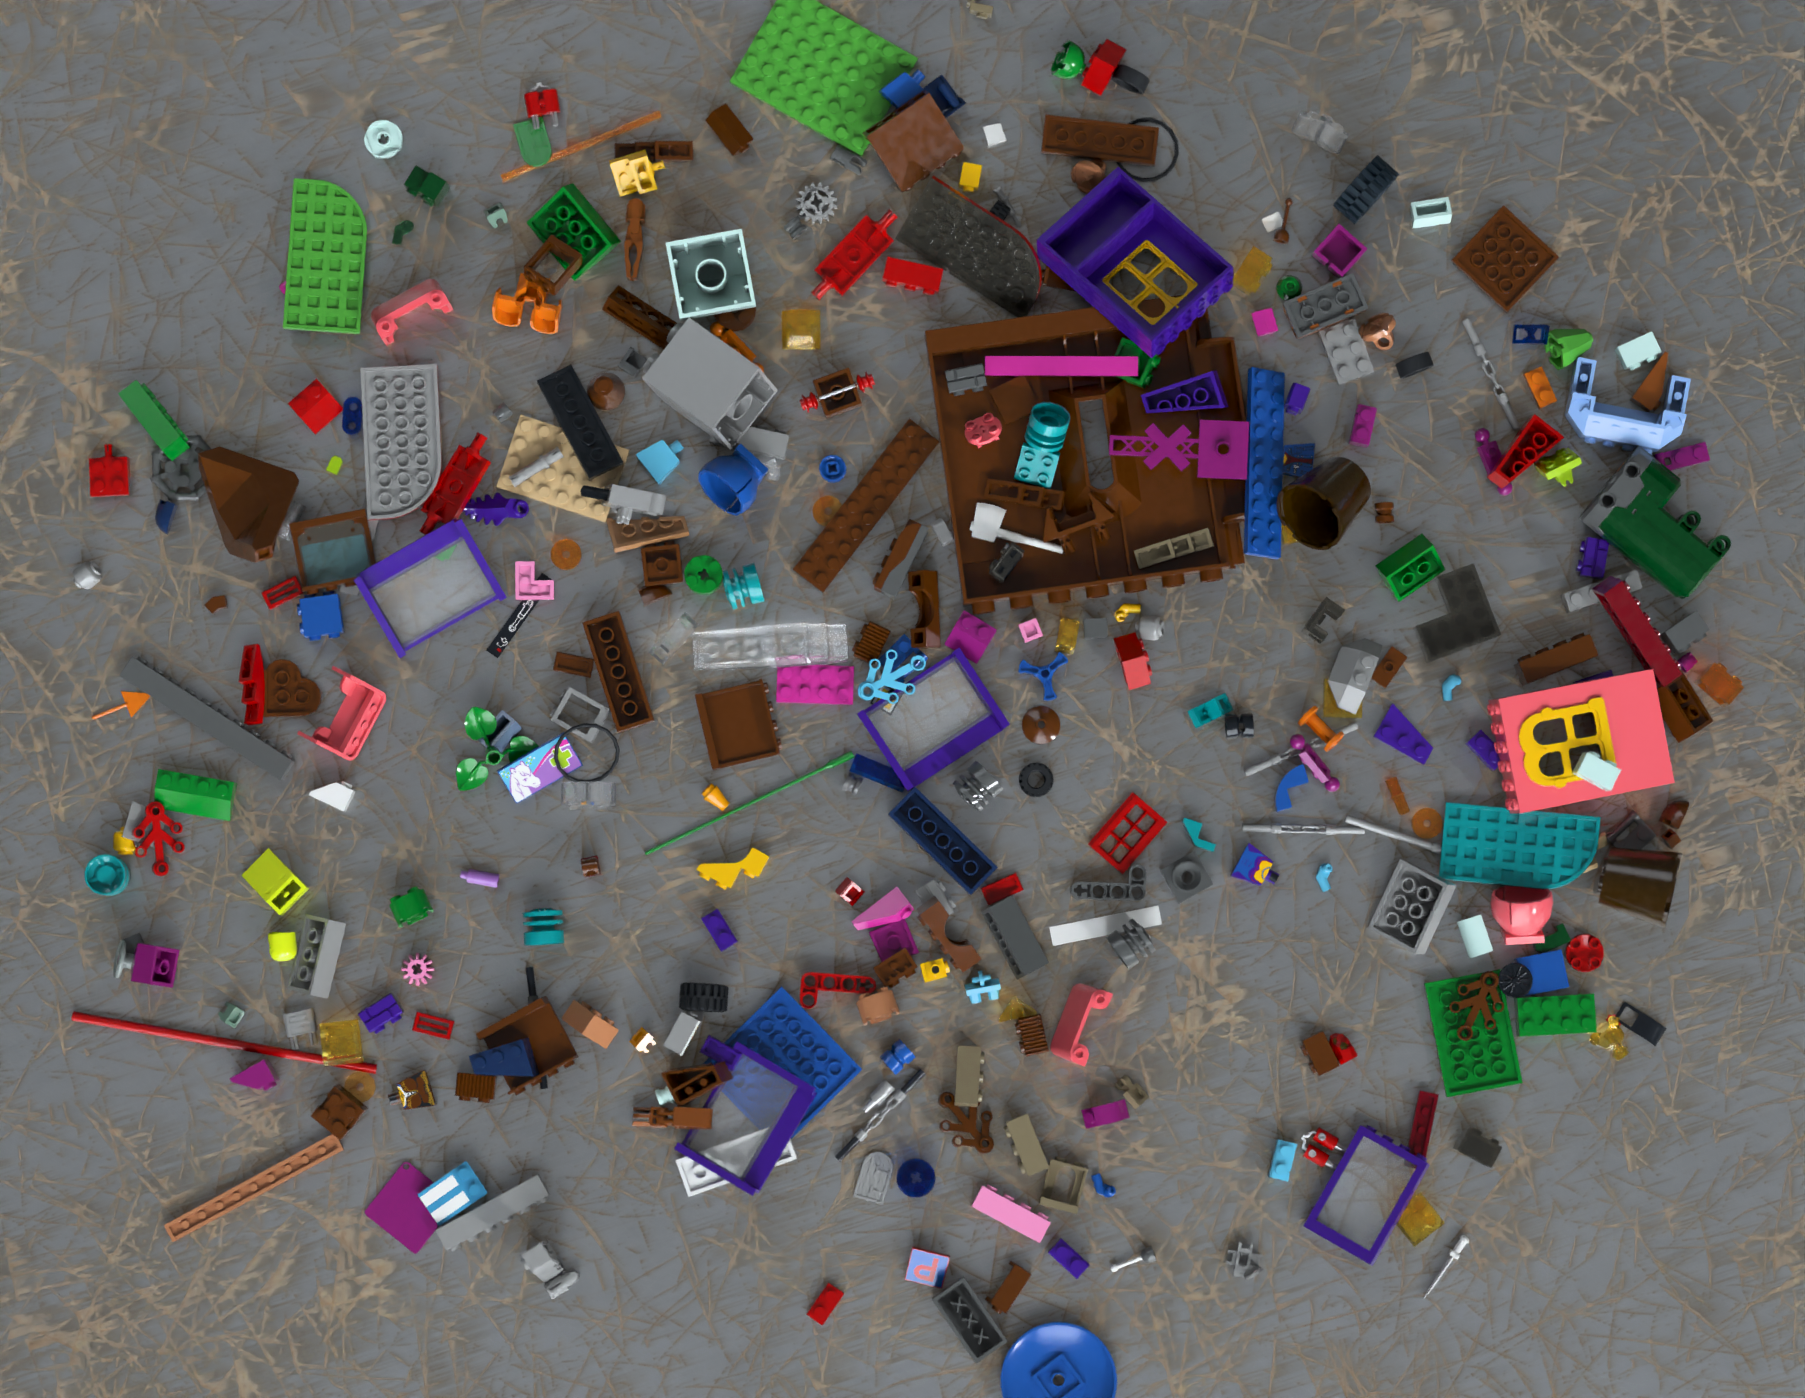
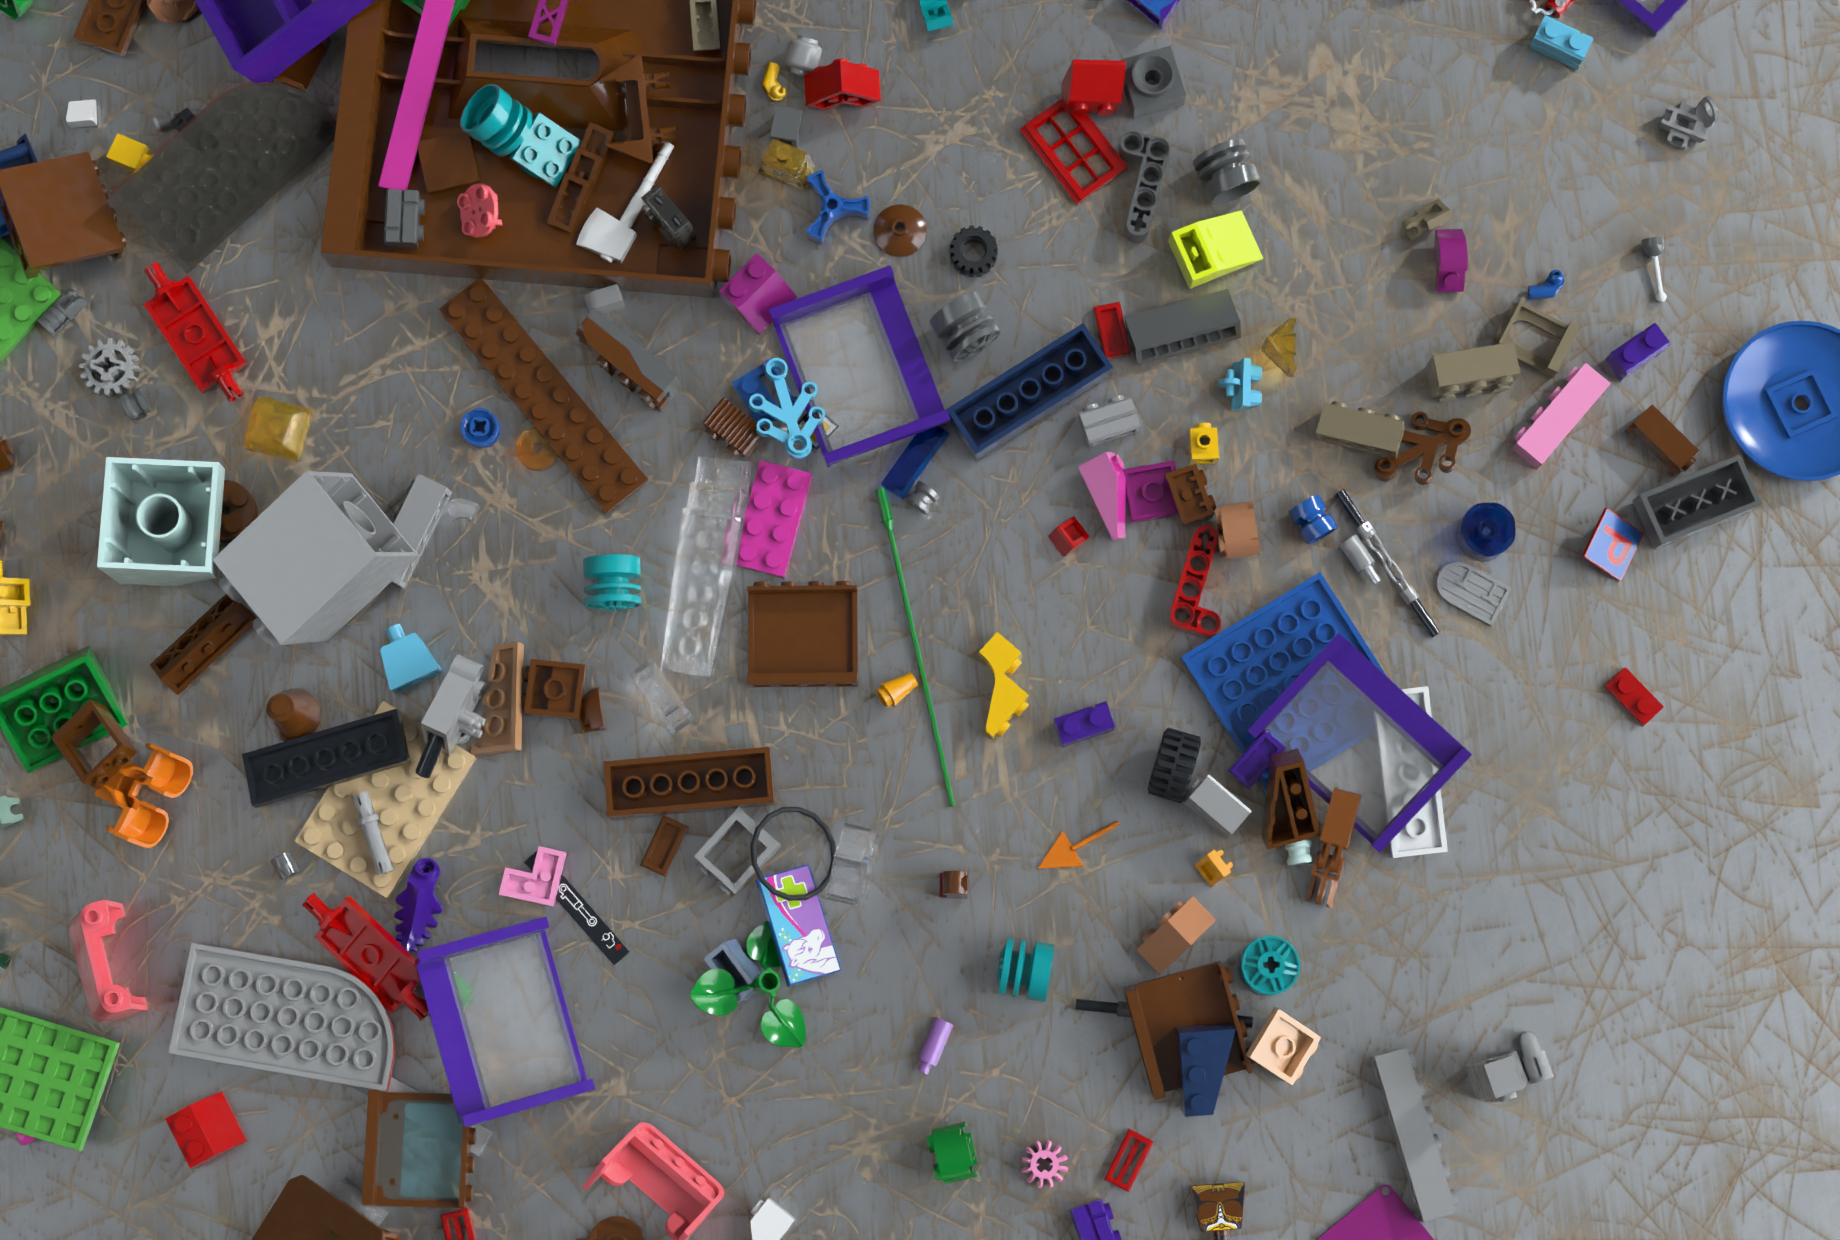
camera: 70 degrees left, 5 degrees down
(321, 616) = (507, 1190): blue brick -> none
(334, 465) = (297, 1122): lime piece -> none
(352, 416) = (234, 1081): clear blue plate -> none
(452, 1193) = (1375, 1185): dark azure slope -> none
(475, 1086) = (1229, 1118): reddish brown brick -> none
(530, 1112) = (1283, 1046): none -> light nougat plate
(561, 547) = (518, 828): clear orange piece -> none
(592, 1096) = (1258, 978): none -> teal wheel
(629, 937) = (1063, 853): none -> orange piece
(632, 362) = (263, 669): dark grey panel -> none
(635, 216) = (61, 618): dark orange arm -> none
(698, 565) = (578, 620): green brick -> none
(732, 480) = (458, 562): blue plate -> none
(837, 392) = (377, 395): reddish brown brick -> none
(912, 276) = (244, 261): red brick -> none
(924, 587) = (677, 339): reddish brown arch -> none
(935, 917) = (1133, 420): reddish brown arch -> none
(1030, 630) = (768, 211): bright pink tile -> none
(1032, 1035) = (1322, 333): reddish brown brick -> none
(1073, 1019) = (1317, 269): coral windscreen -> none
(1076, 948) = (1214, 248): none -> neon yellow slope
(1103, 925) = (1191, 193): white sticker -> none
(1169, 837) = (1093, 87): none -> red slope
(1193, 829) = (1111, 52): teal slope -> none

